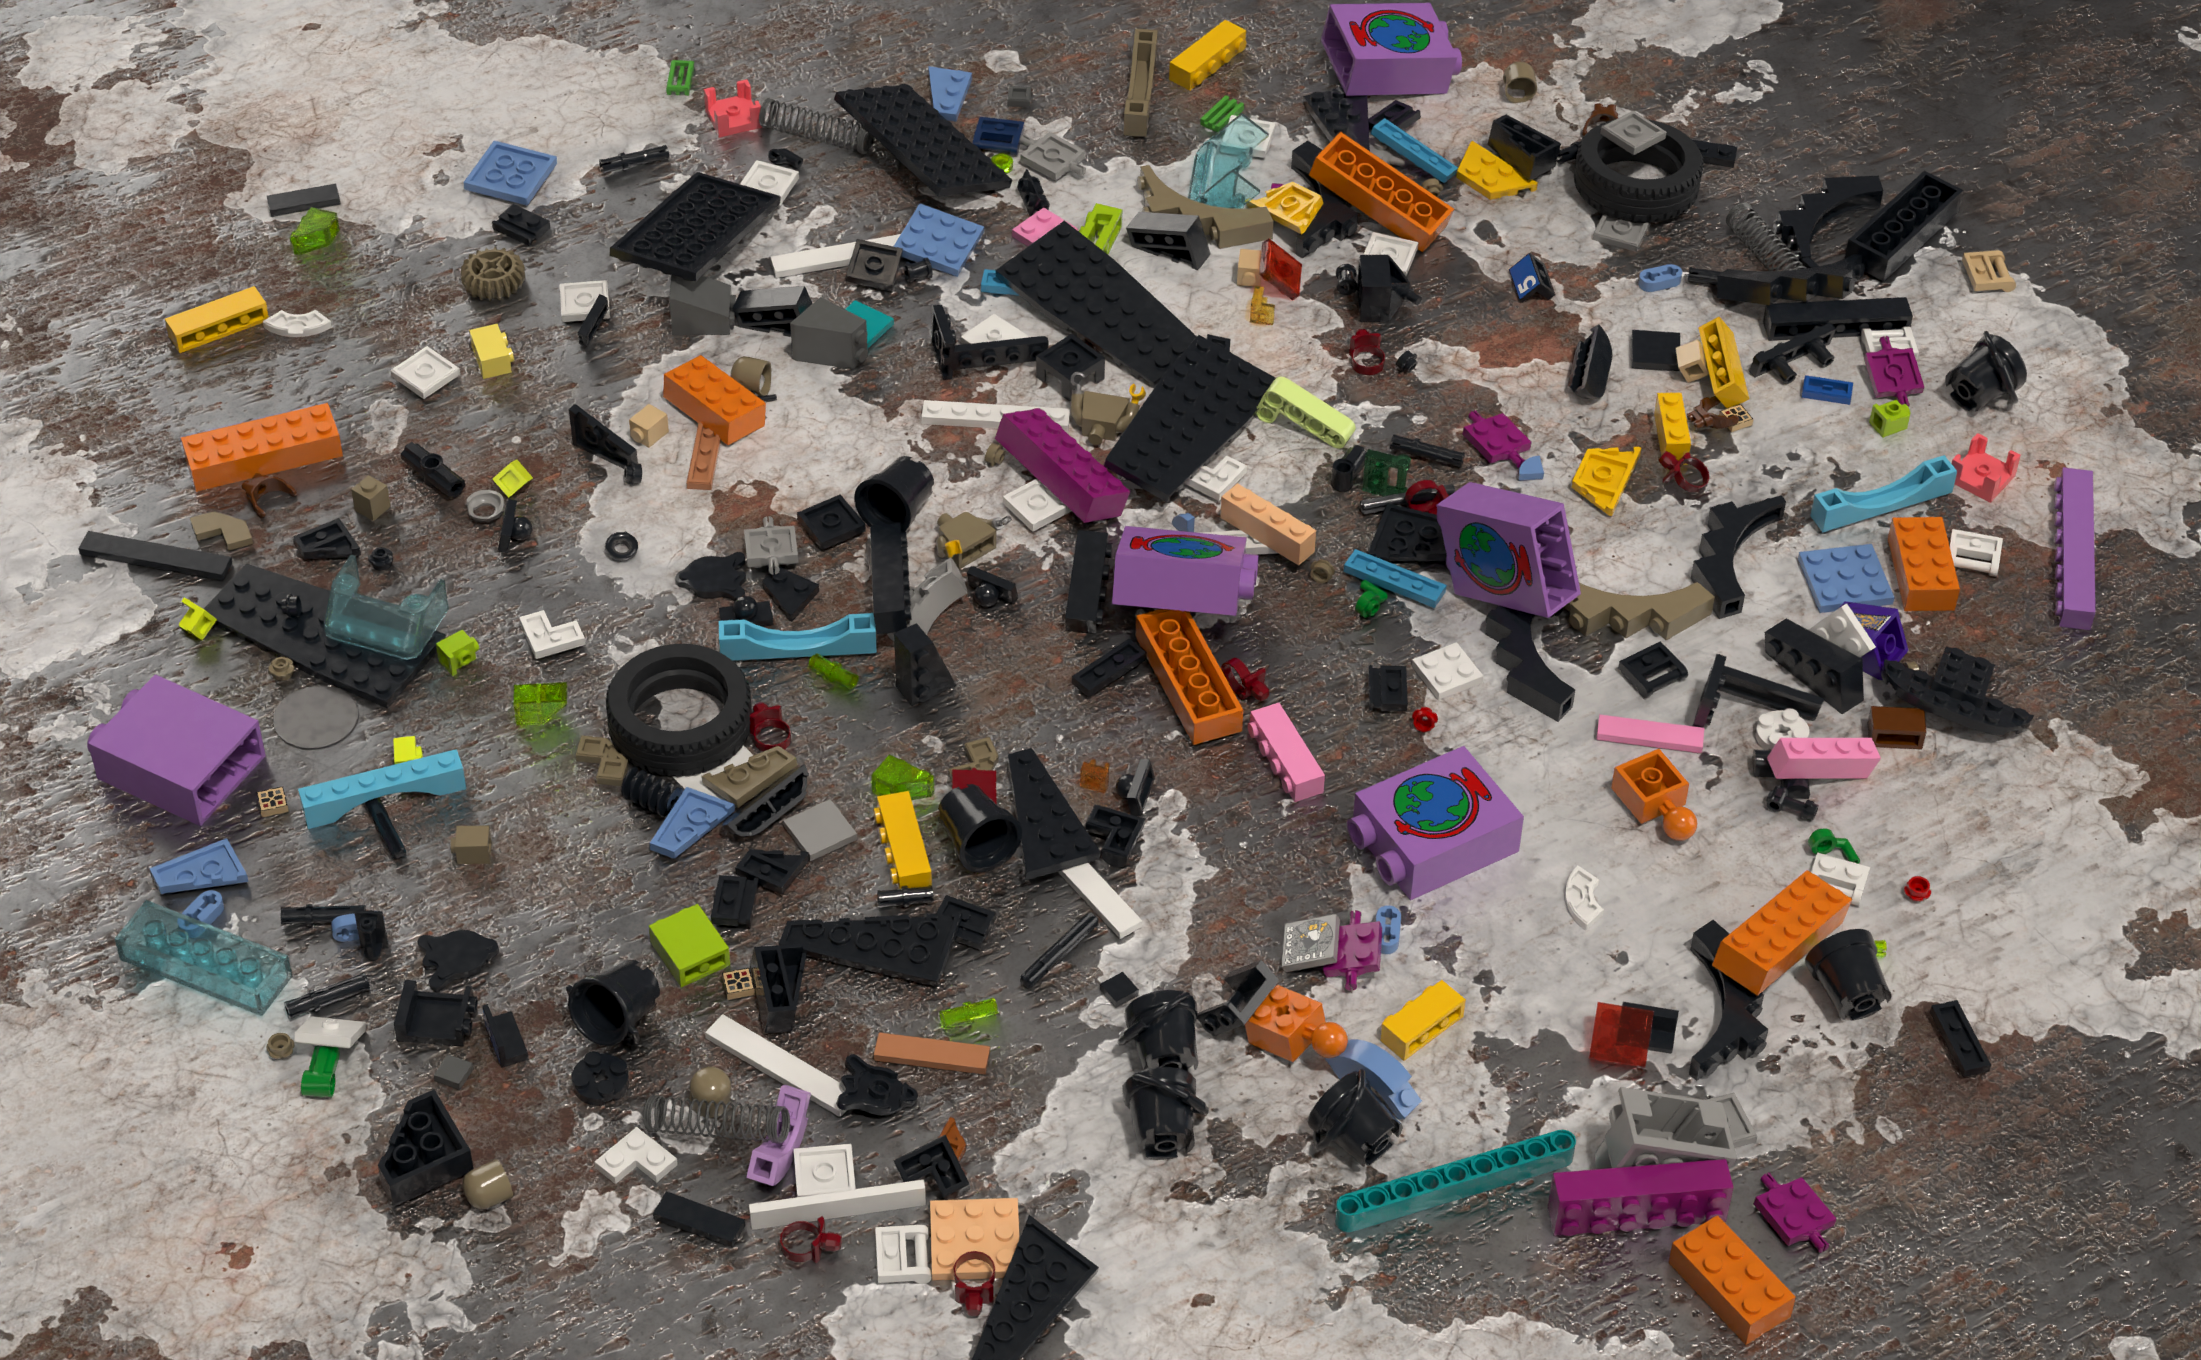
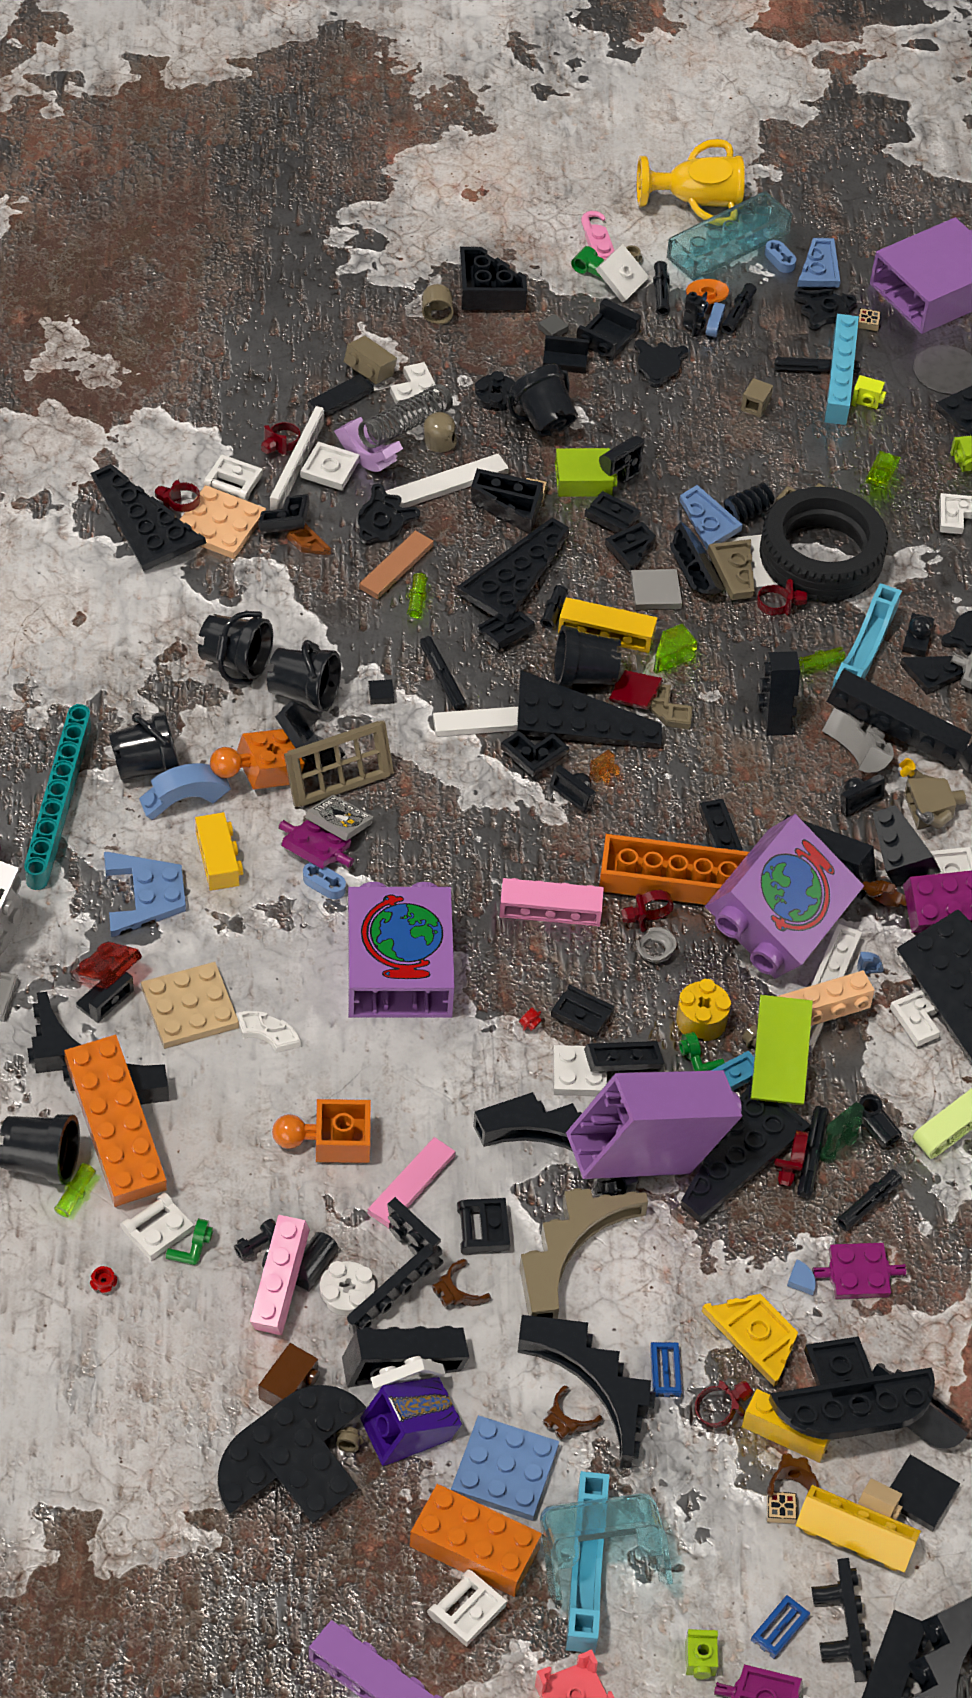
camera: 115 degrees right, 5 degrees up
(126, 1013) = (697, 181): none -> yellow piece
(264, 1092) = (597, 235): none -> bright pink plate
(271, 845) = (824, 306): none -> black tile
(311, 939) = (716, 290): none -> orange dish
(631, 1205) = (370, 359): none -> dark tan brick
(662, 899) = (624, 459): none -> black brick
(1043, 534) = (901, 847): none -> black wedge
(1110, 524) = (885, 893): none -> reddish brown helmet
(1250, 952) = (296, 777): none -> dark tan piece
(1276, 658) = (661, 936): none -> light grey piece
(1326, 605) = (703, 1010): none -> yellow brick
(1343, 524) = (781, 1050): none -> lime tile
(1418, 636) = (624, 1056): none -> black plate
(1502, 1050) = (156, 890): none -> medium blue wing
(1603, 964) = (189, 1005): none -> tan plate
(1630, 383) = (850, 1397): none -> black plate
(1683, 521) = (666, 1390): none -> blue tile
(1731, 661) = (451, 1294): none -> reddish brown helmet
(1783, 556) = (564, 1425): none -> reddish brown helmet
(1869, 481) = (601, 1518): none -> clear light blue windscreen

